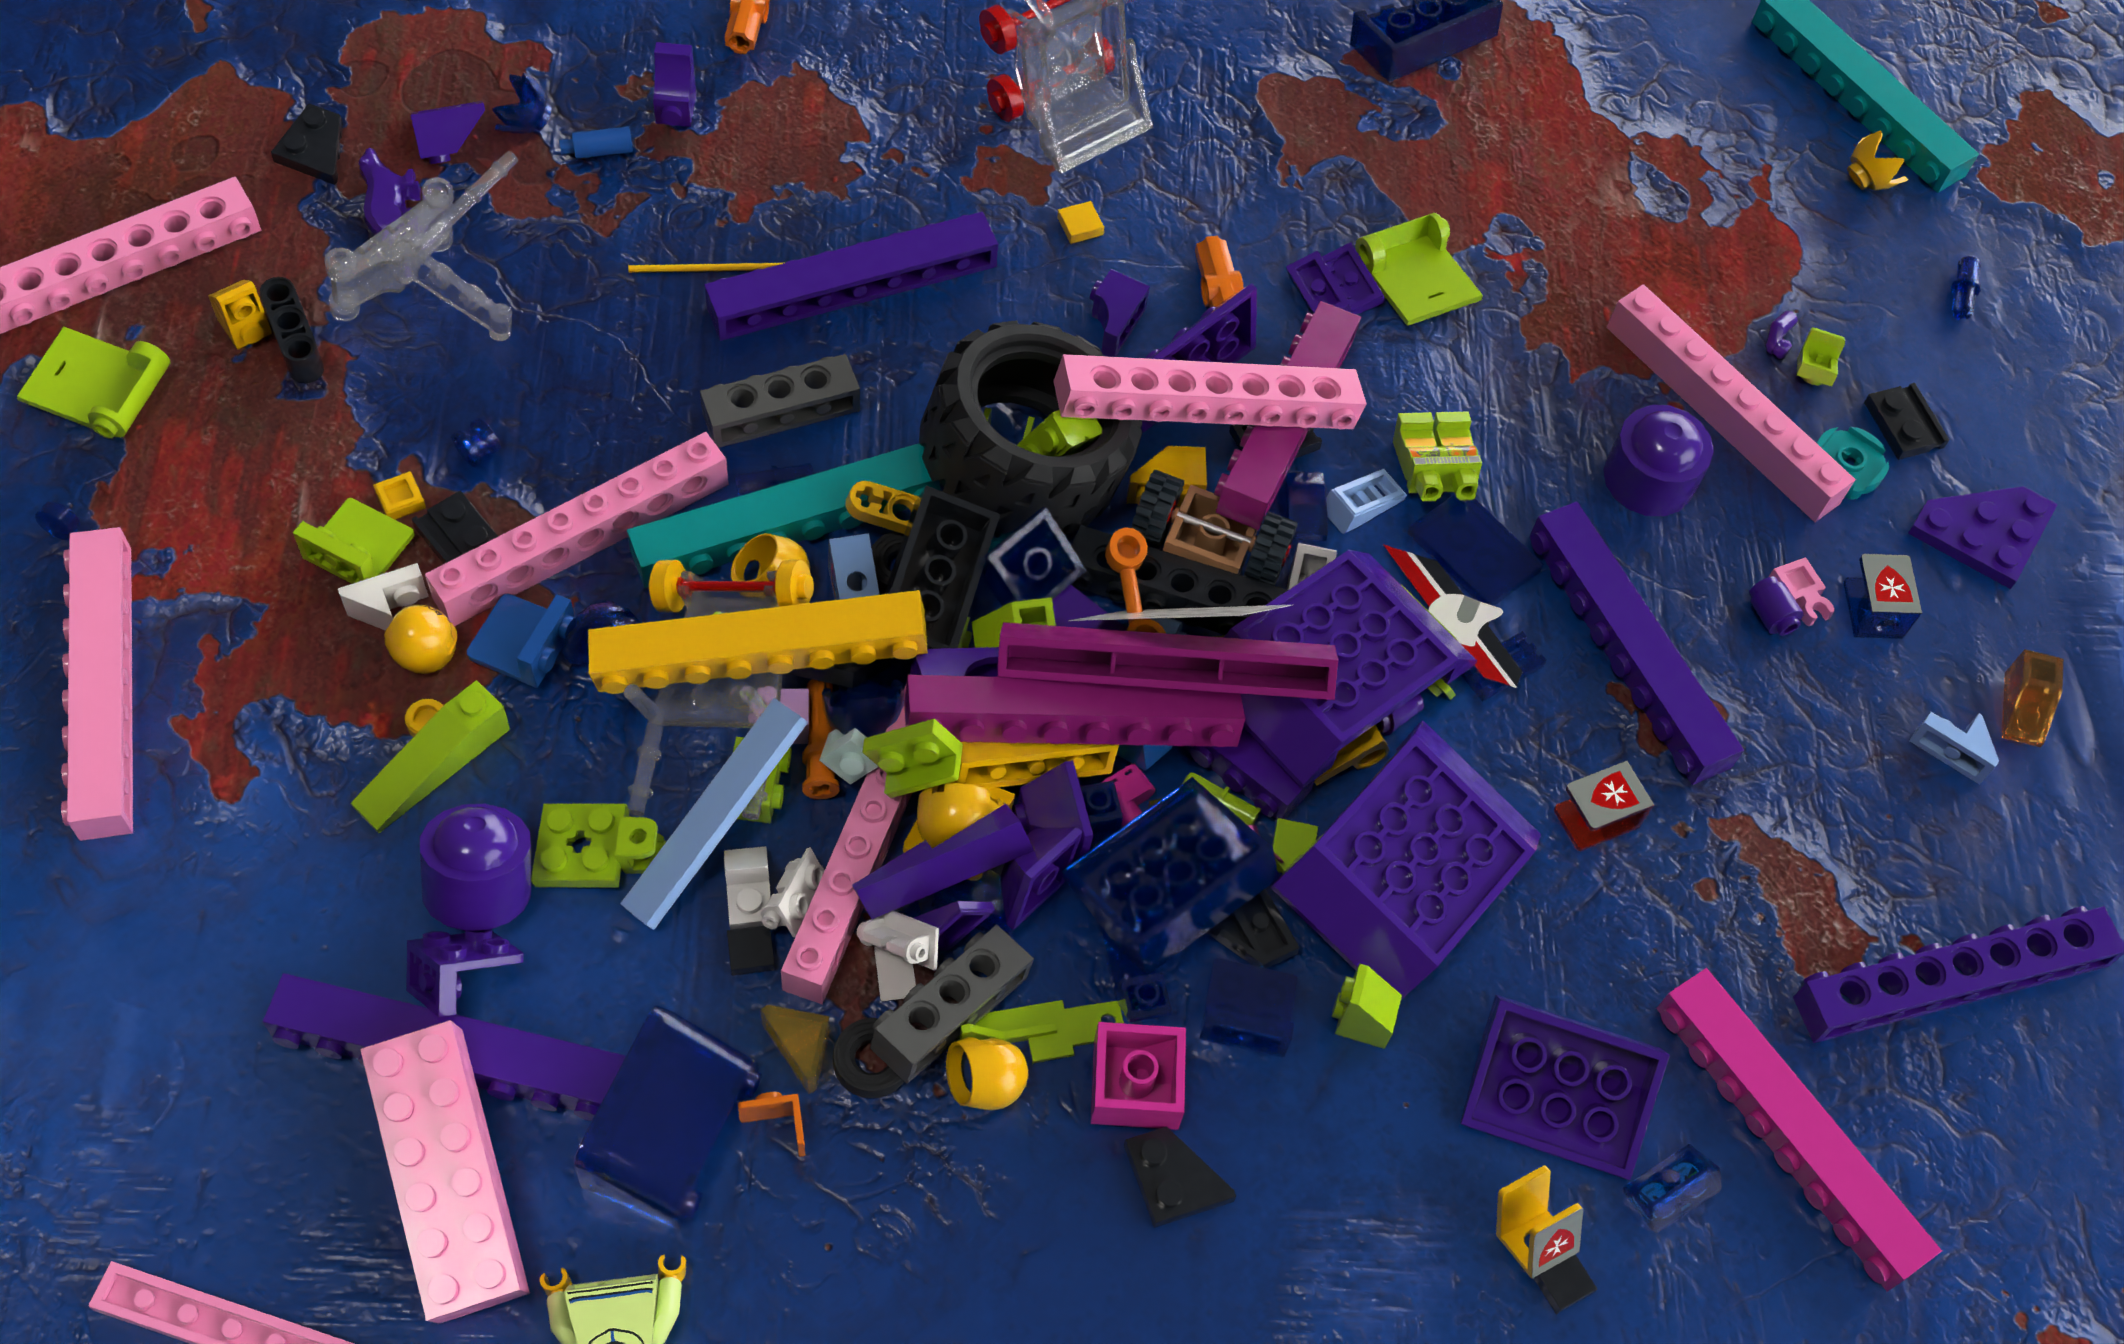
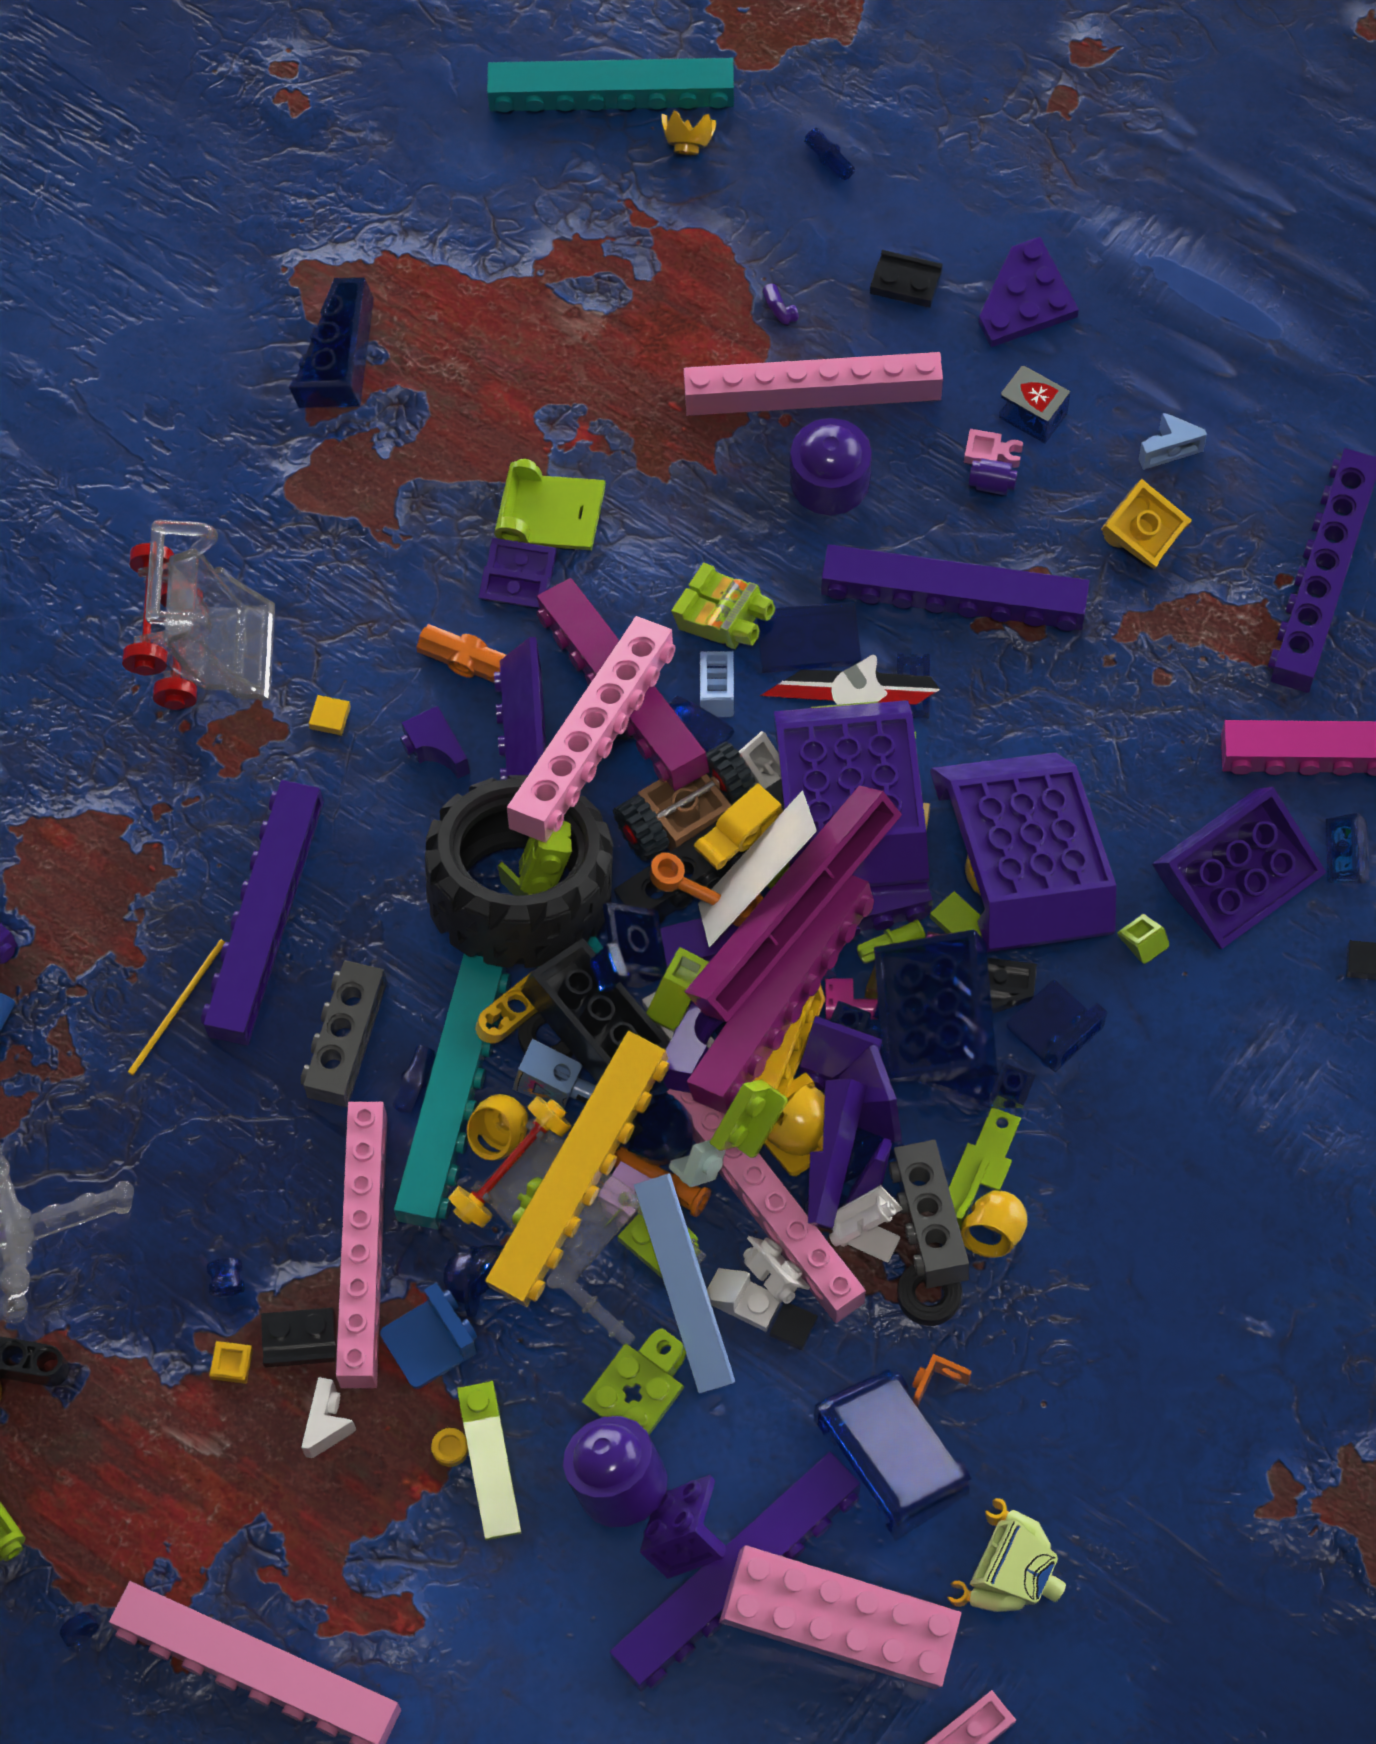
camera: 45 degrees left, 5 degrees up
(354, 542) = (257, 1414): lime bracket -> none
(421, 639) = (382, 1412): yellow helmet -> none
(800, 1039) = (890, 1332): clear yellow slope -> none
(982, 547) = (608, 967): none -> clear blue tile
(1138, 1075) = (1062, 1127): dark pink slope -> none
(1173, 1177) = (1140, 1153): black wing -> none
(1179, 461) = (611, 789): yellow slope -> none
(1219, 582) = (739, 826): none -> yellow piece
(1366, 1008) = (1110, 951): lime slope -> none
(1412, 1040) = (1144, 938): none -> lime slope
(1524, 1211) = (1309, 950): yellow piece -> none
(1603, 806) = (1065, 698): piece -> none
(1819, 357) = (819, 297): lime bracket -> none
(1850, 770) = (1145, 524): none -> yellow slope
(1867, 452) = (909, 324): teal plate -> none
(2031, 697) = (1171, 371): clear orange slope -> none

